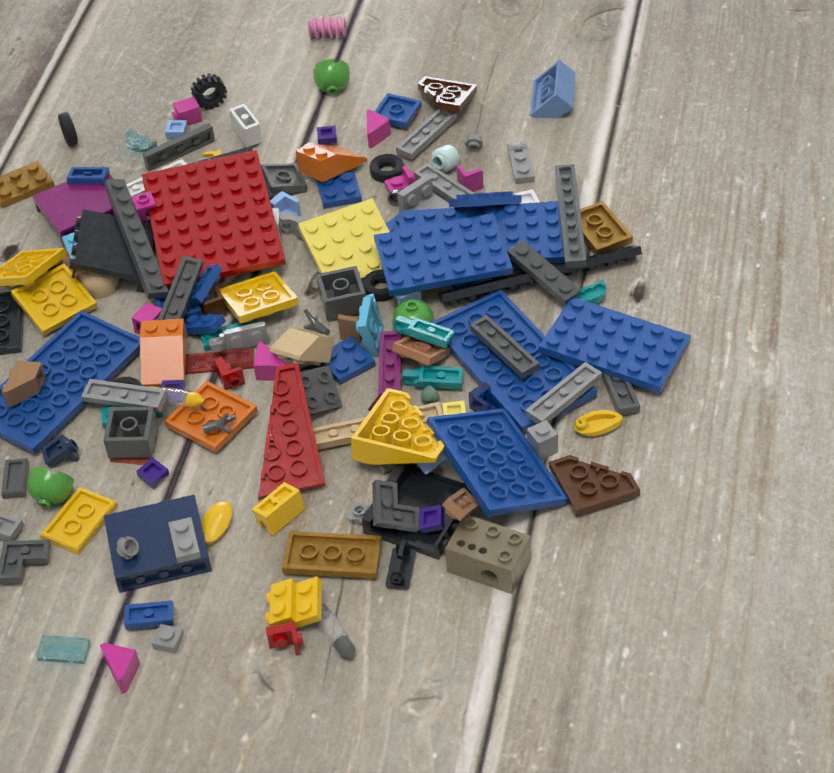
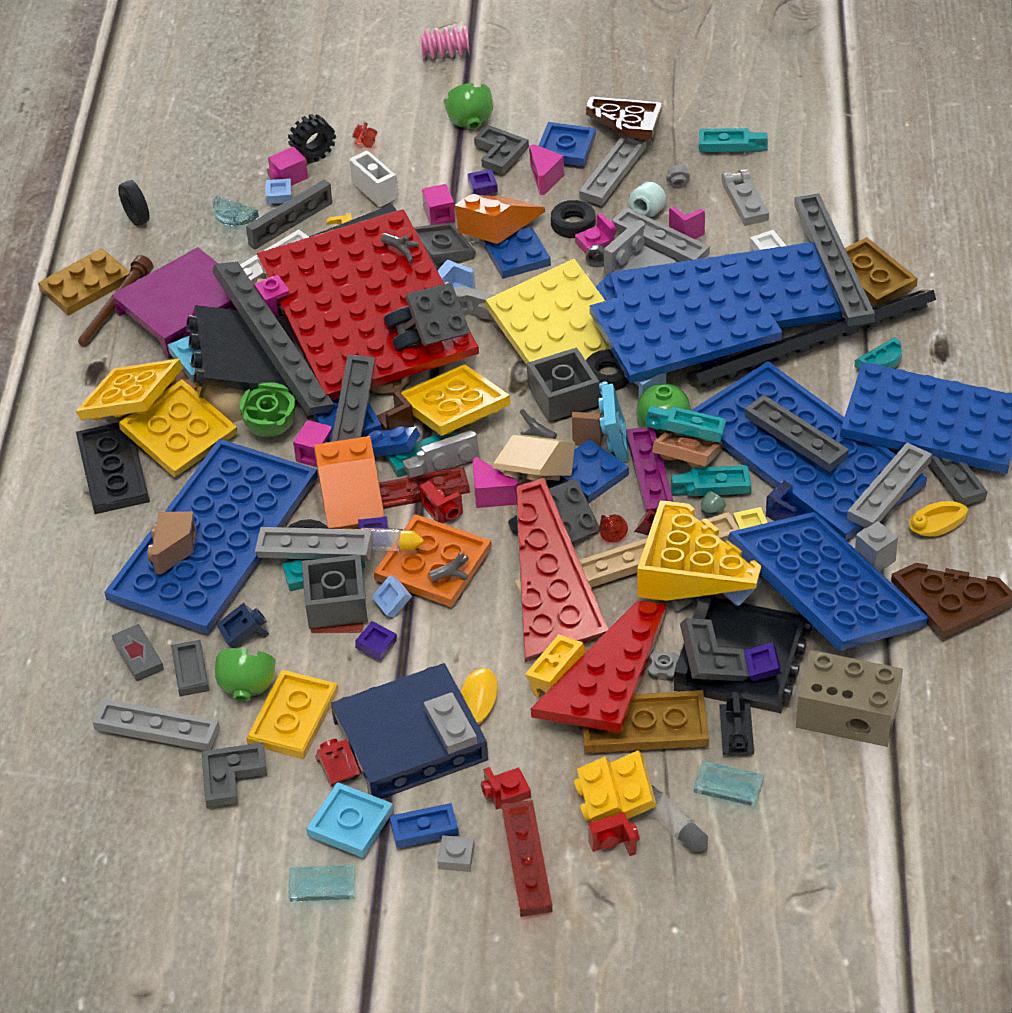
camera: 10 degrees left, 0 degrees up
(59, 178) = (139, 268): none -> reddish brown piece
(87, 175) = (182, 261): blue tile -> none
(96, 604) = (350, 820): none -> medium azure plate
(99, 560) = (337, 761): none -> red bracket
(119, 292) = (268, 410): none -> bright green cylinder
(122, 664) = (404, 893): dark pink slope -> none
(131, 544) = (379, 740): light grey plate -> none
(173, 440) = (391, 596): none -> light blue plate
(207, 280) = (382, 389): blue plate -> none
(216, 593) = (505, 787): none -> red bracket
(216, 648) = (526, 858): none -> clear red plate
(245, 175) = (400, 243): none -> dark grey bar
(249, 233) = (433, 313): none -> dark grey plate
(251, 92) = (364, 134): none -> clear red plate
(288, 145) = (438, 204): none -> dark pink panel
(310, 520) = (606, 678): none -> red wing
(348, 110) = (502, 146): none -> dark grey plate
(350, 405) = (613, 528): none -> clear red plate
(382, 609) = (728, 783): none -> clear light blue plate
(460, 504) = (806, 639): medium nougat plate -> none
(485, 199) = (712, 249): blue plate -> none
(521, 118) = (732, 140): none -> teal hinge
(543, 272) = (821, 334): dark grey plate -> none
(553, 92) = (764, 102): medium blue slope -> none

